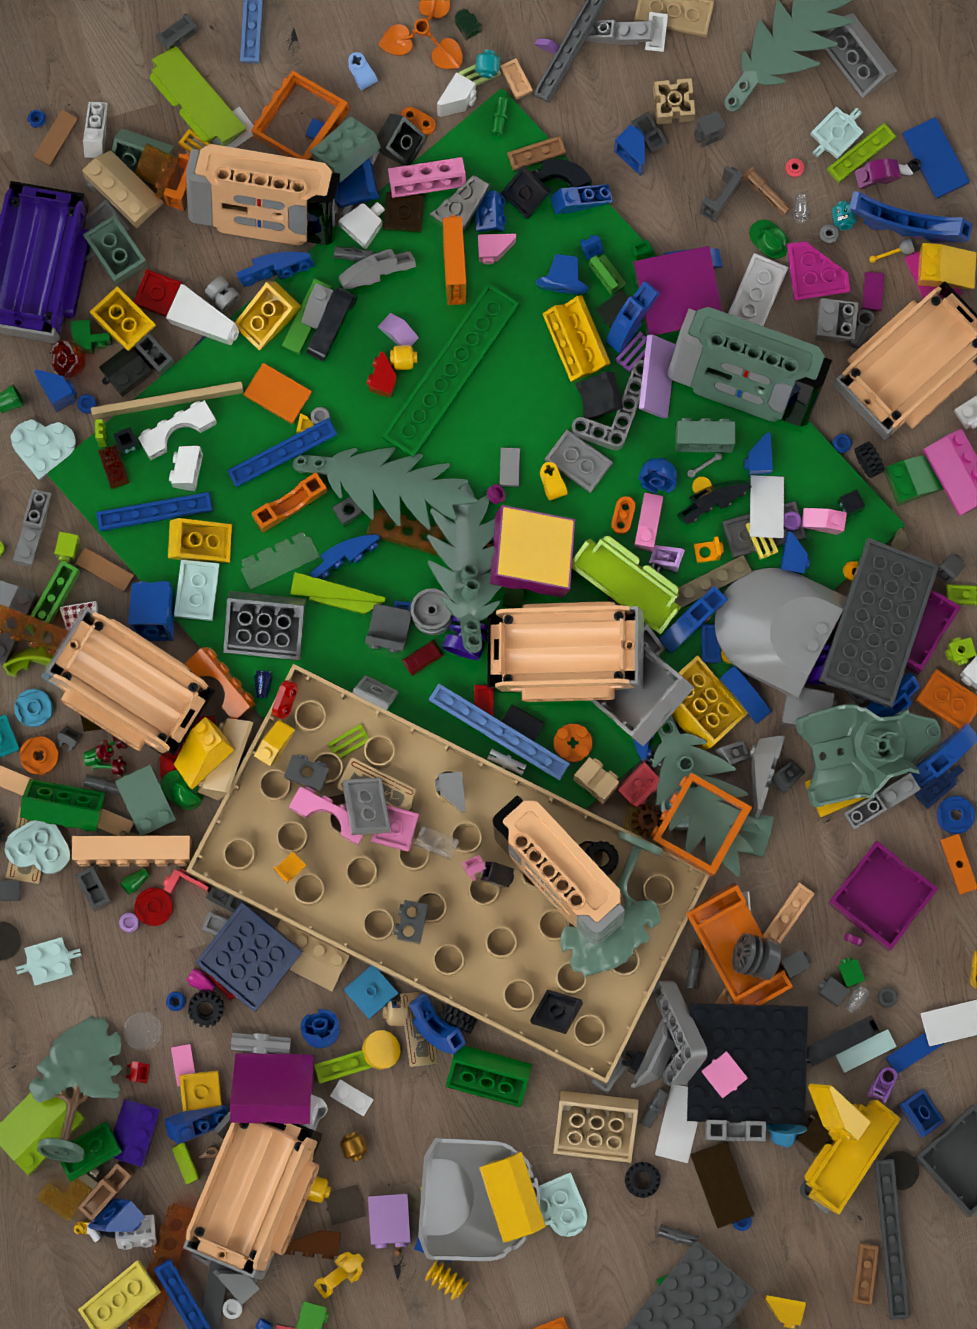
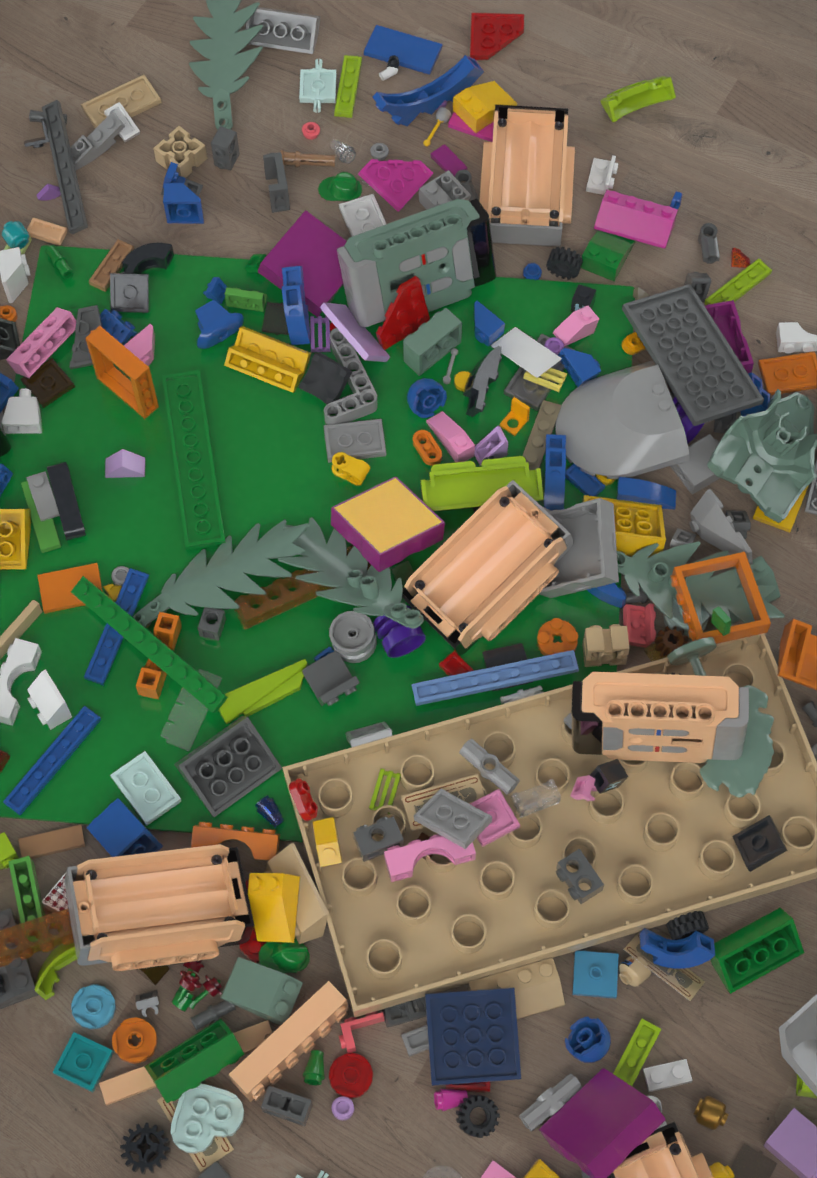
camera: 40 degrees left, 15 degrees down
(171, 996) = (445, 1129): blue plate -> none
(199, 540) = (110, 748): yellow slope -> none
(287, 489) = (149, 645): none -> green plate
(290, 867) = (438, 926): light orange bracket -> none
(351, 253) = (36, 441): dark grey pin -> none
(351, 550) = (241, 653): blue slope -> none
(370, 268) = (61, 434): light grey slope -> none
(381, 1049) = (652, 1011): yellow tile -> none
(383, 378) = (146, 505): red slope -> none
(403, 357) = (147, 478): yellow head -> none
(422, 657) = (378, 681): dark red tile -> none
(425, 780) = (499, 775): none -> light grey piece
(452, 789) = (508, 745): light grey slope -> none
(496, 494) = (316, 513): magenta tile -> none
(509, 467) = (306, 488): light grey tile -> none
(580, 198) = (174, 266): blue slope -> none
(647, 122) = (172, 175): none -> blue bracket
(678, 842) = (721, 621): none -> green tile
(704, 397) = (404, 314): none -> red plate
(842, 216) = (378, 129): teal head -> none
(878, 171) = (373, 81): magenta brick -> none
(967, 651) = (764, 331): lime brick -> none

